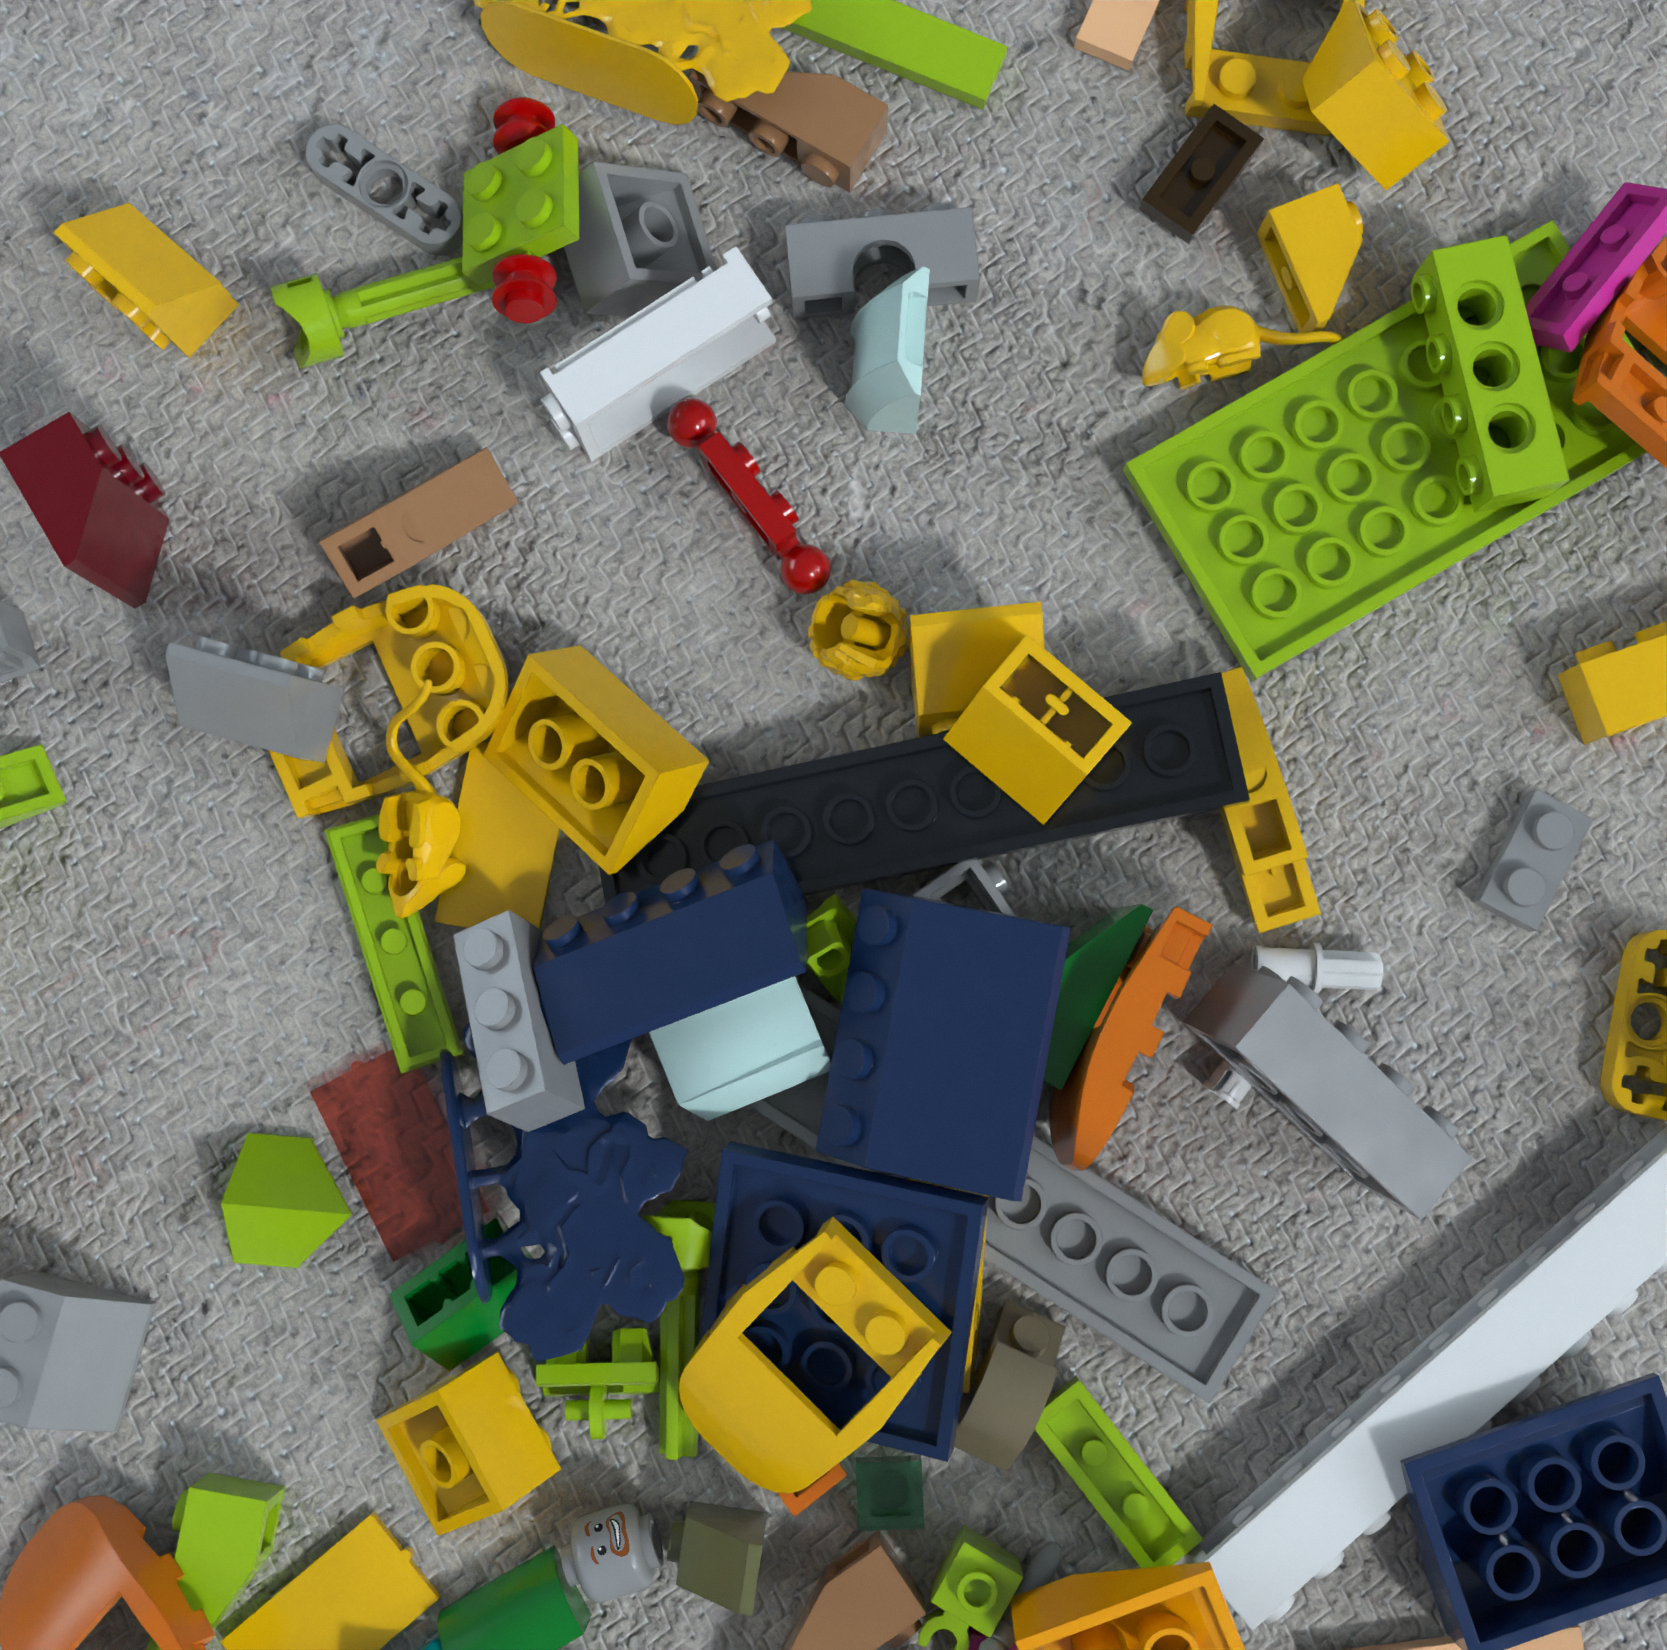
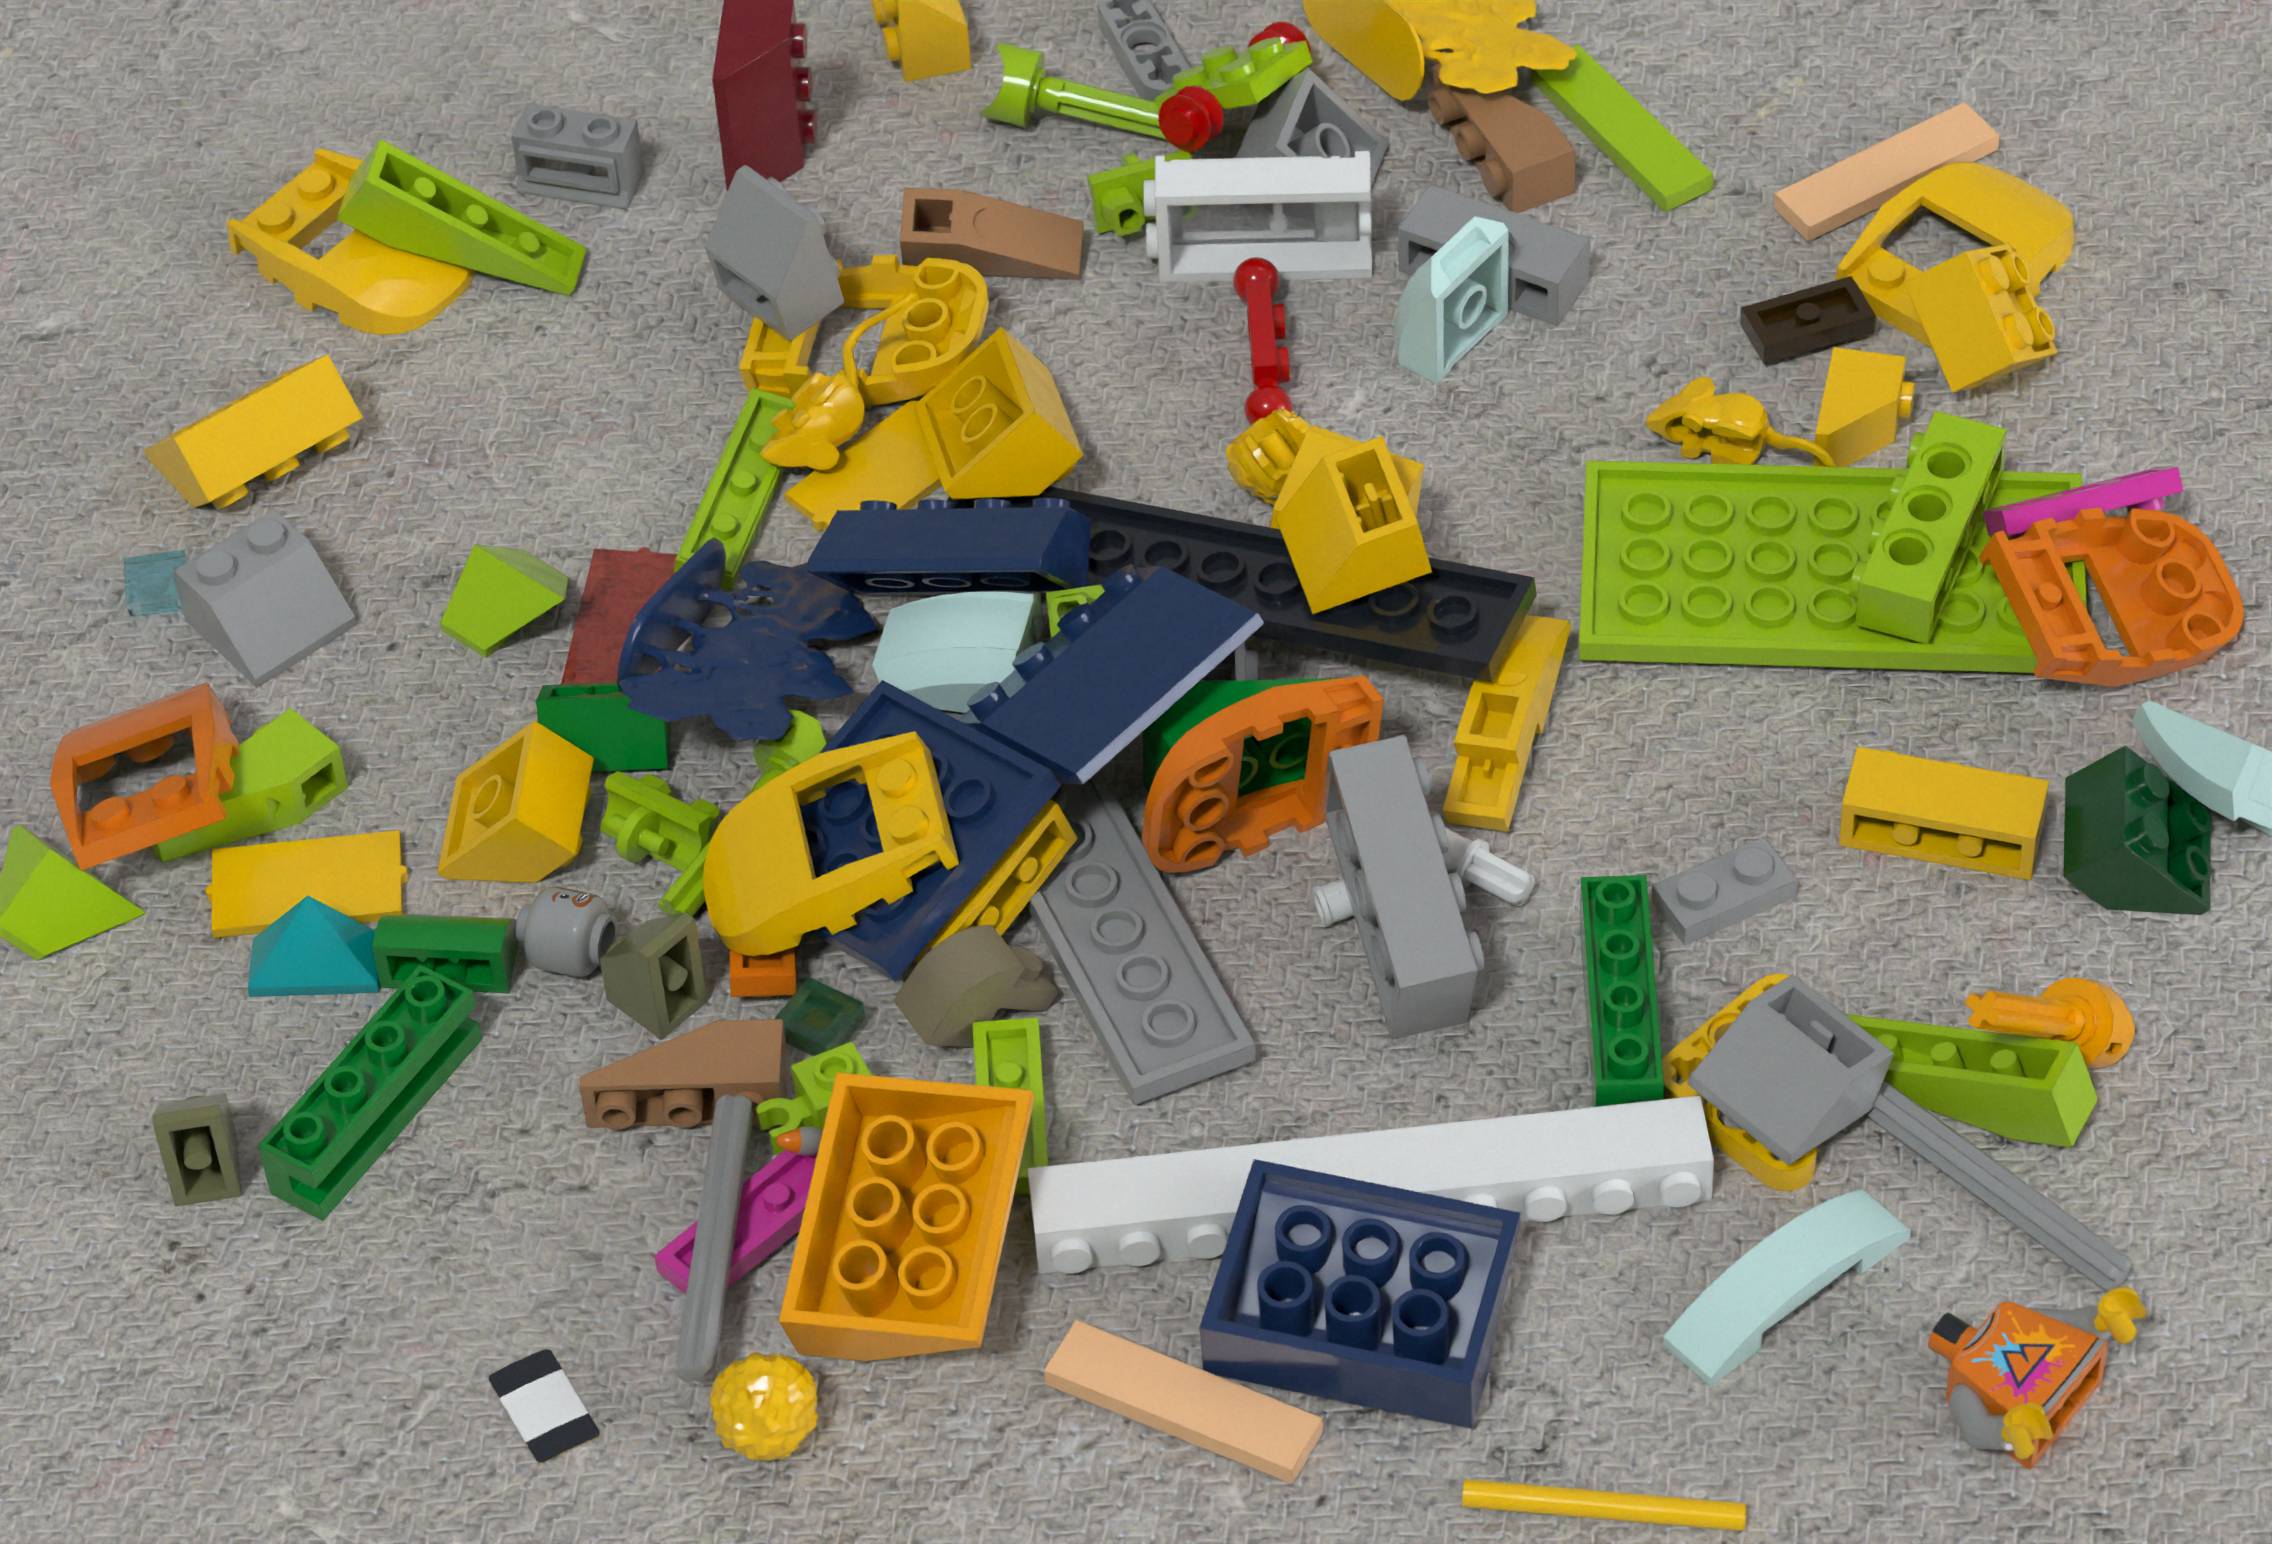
camera: 35 degrees right, 35 degrees down
(510, 378) = (1119, 194): none -> lime hips
(512, 1043) = (774, 549): light grey arch -> none
(1549, 1055) = (1620, 990): none -> green brick

